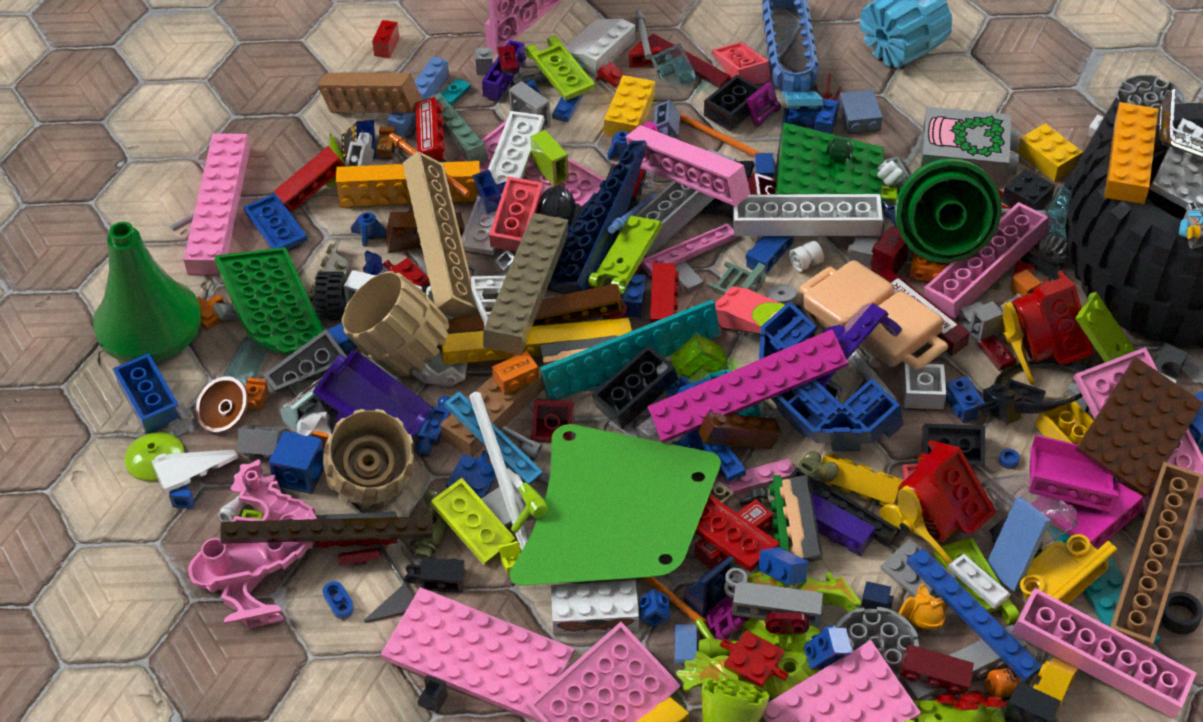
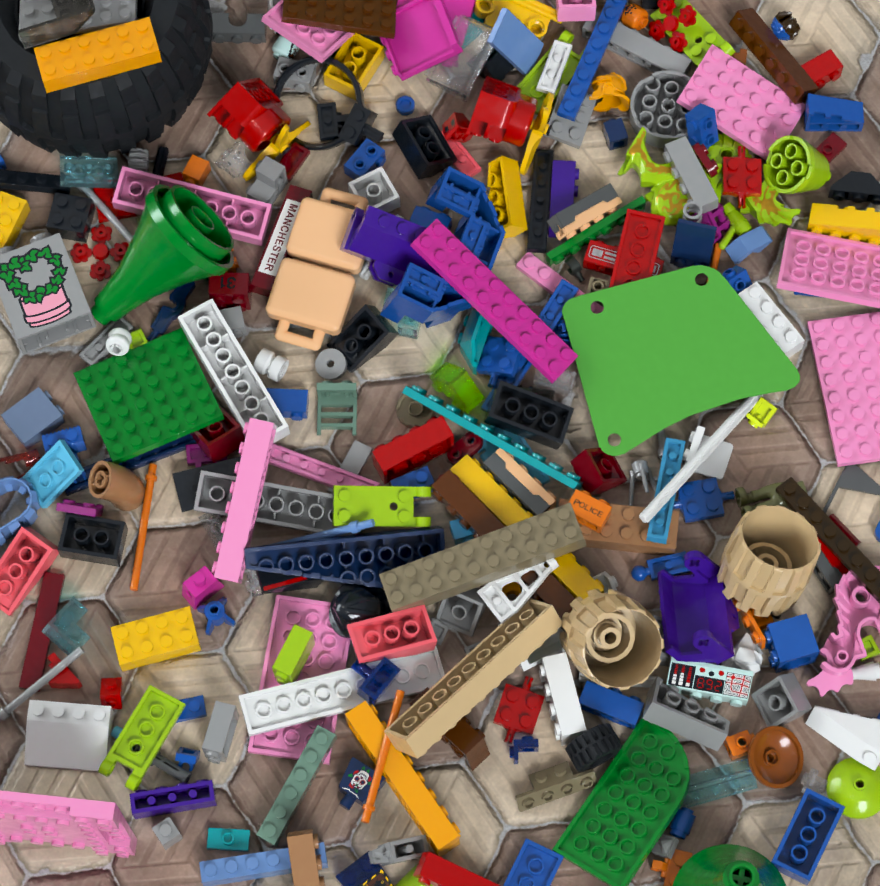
camera: 120 degrees left, 20 degrees up
(232, 329) = (682, 823): none -> blue brick
(368, 227) = (476, 793): blue brick -> none
(385, 146) = (350, 852): dark orange leg -> none
(429, 128) = (328, 795): red brick -> none
(438, 574) = (813, 461): black brick -> none
(472, 520) = (751, 462): neon yellow plate -> none
(507, 59) = (168, 791): dark red plate -> none
(534, 505) = (715, 409): lime piece -> none
(667, 119) = (162, 586): sand blue brick -> none
(739, 430) = (541, 308): reddish brown brick -> none
(745, 309) = (380, 363): coral slope -> none
(764, 124) = (116, 485): none -> medium nougat brick
(764, 164) = (170, 462): blue brick -> none
(783, 565) = (649, 193): blue brick -> none
(812, 467) = (534, 220): olive piece -> none
(840, 149) = (123, 390): dark green head -> none
(936, 669) = (667, 50): dark red brick -> none
(1103, 329) = (245, 66): lime hinge -> none

